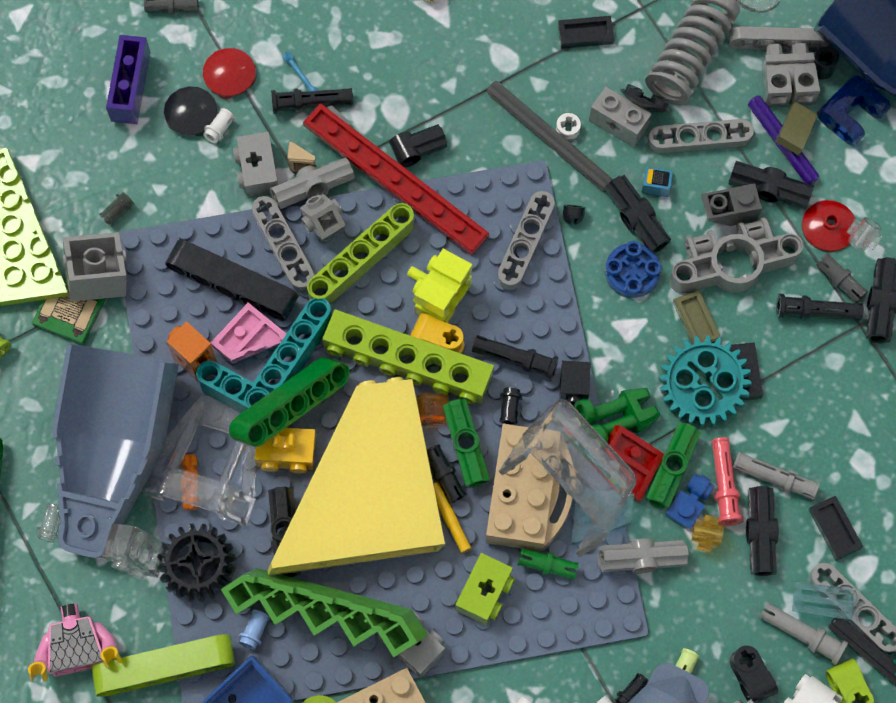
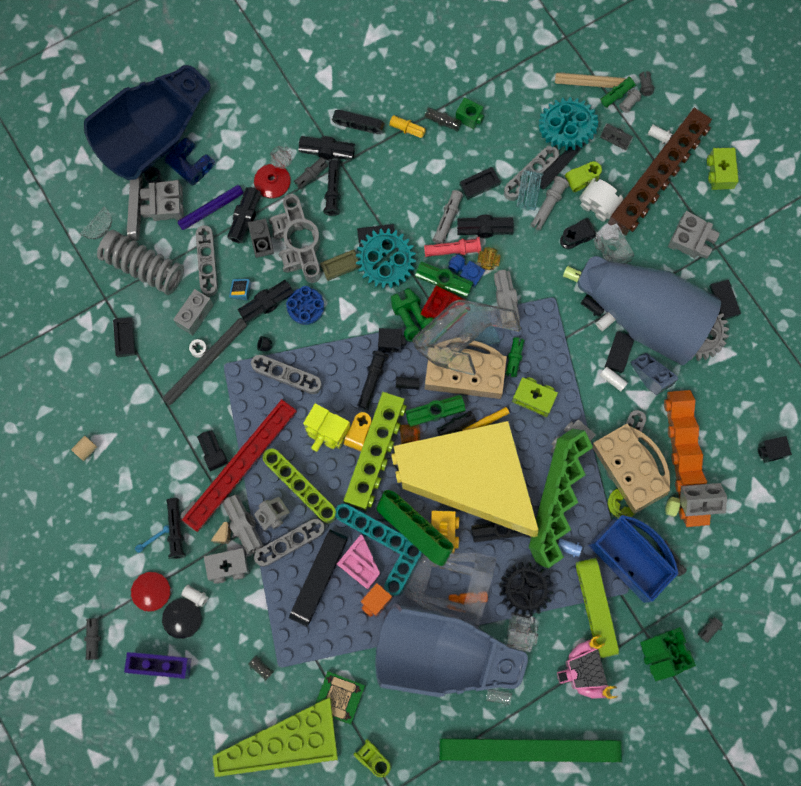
camera: 90 degrees left, 5 degrees up
(94, 266) = (310, 678): light grey brick -> none
(652, 104) = (183, 292): black dish -> none
(796, 128) = (203, 197): olive tile -> none

